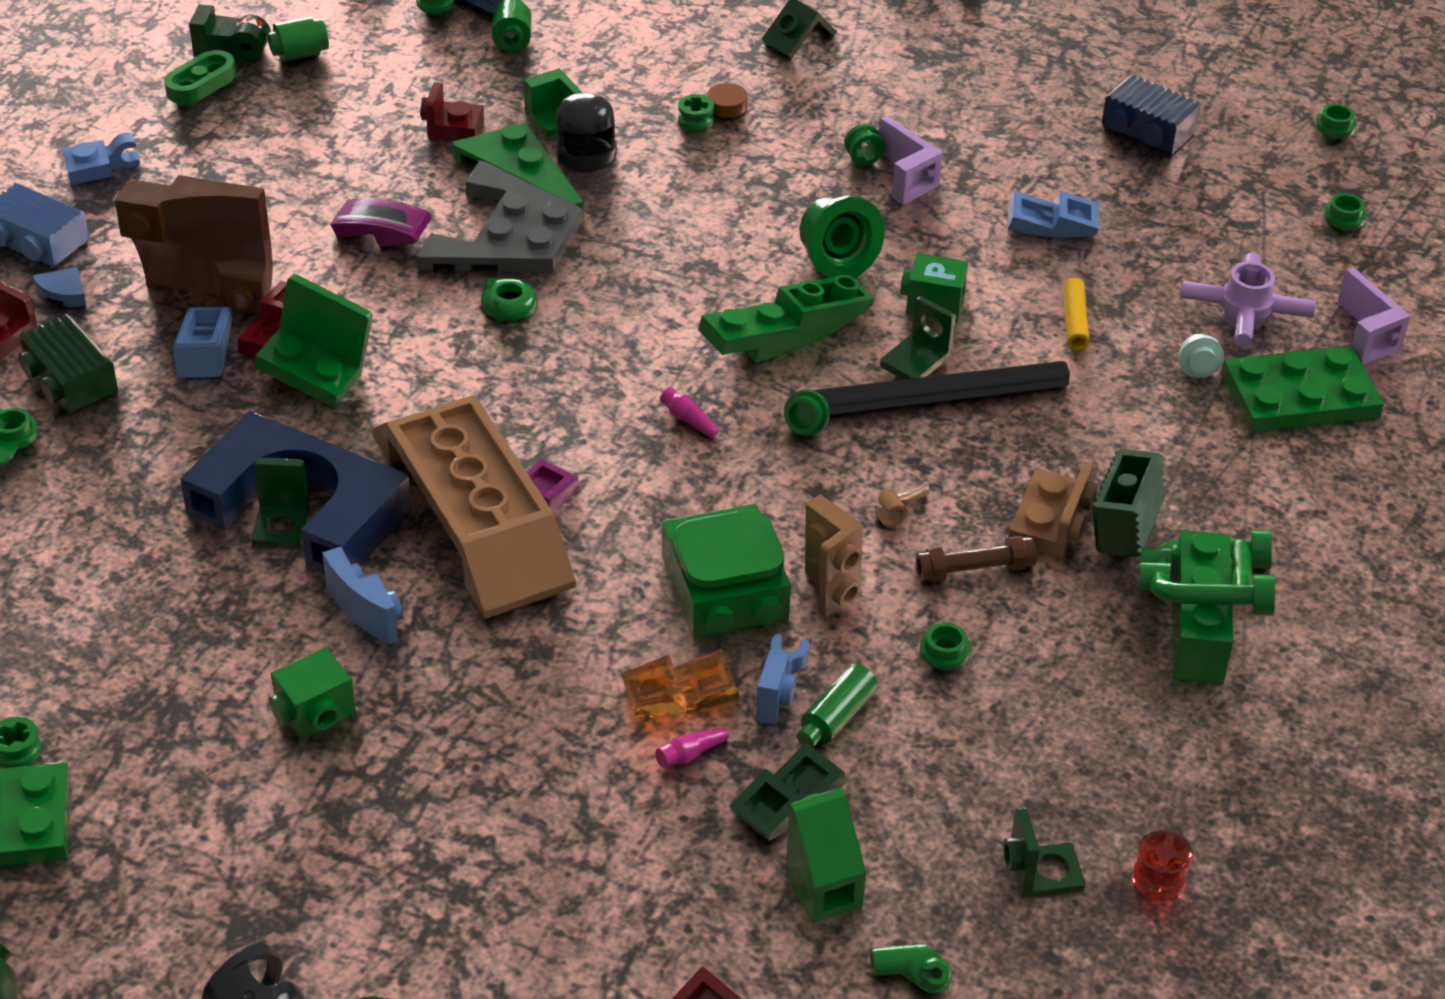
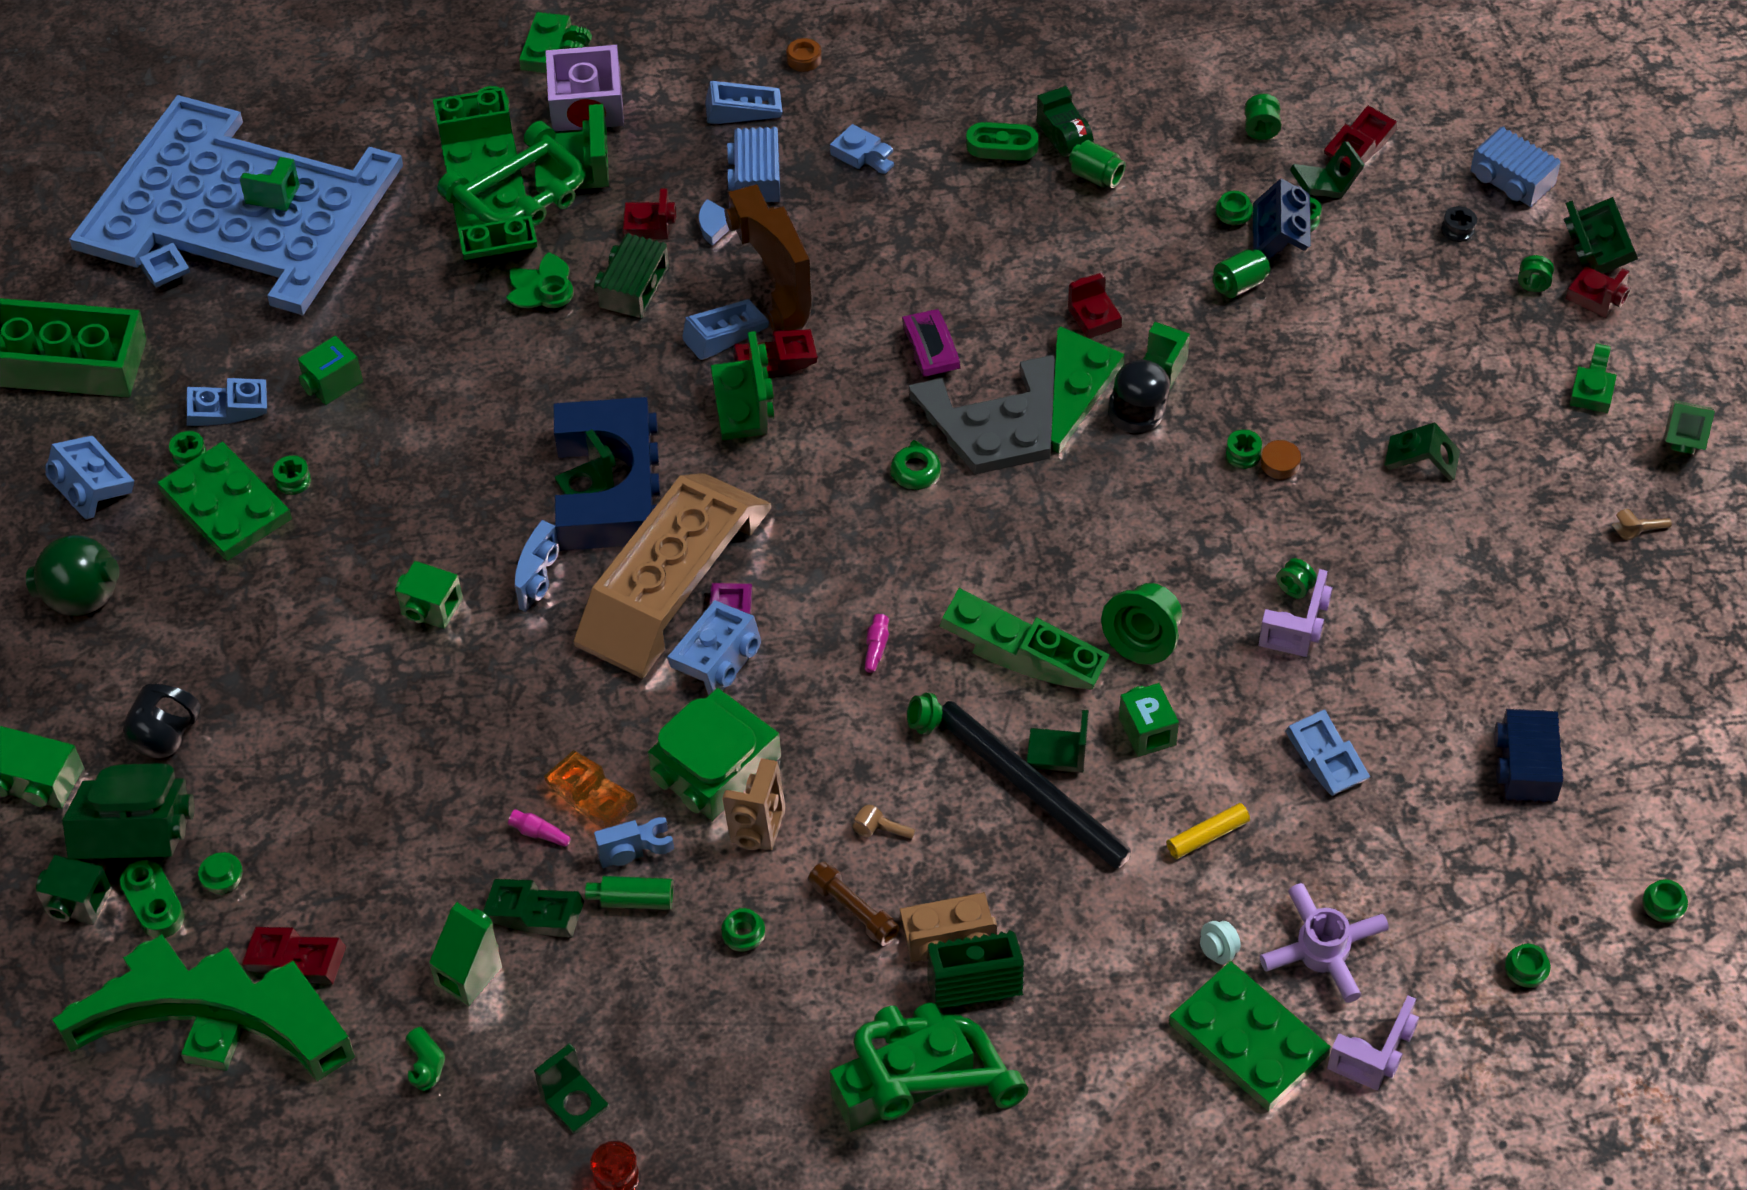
camera: 60 degrees right, 10 degrees up
(598, 508) = (717, 646): none -> medium blue bracket

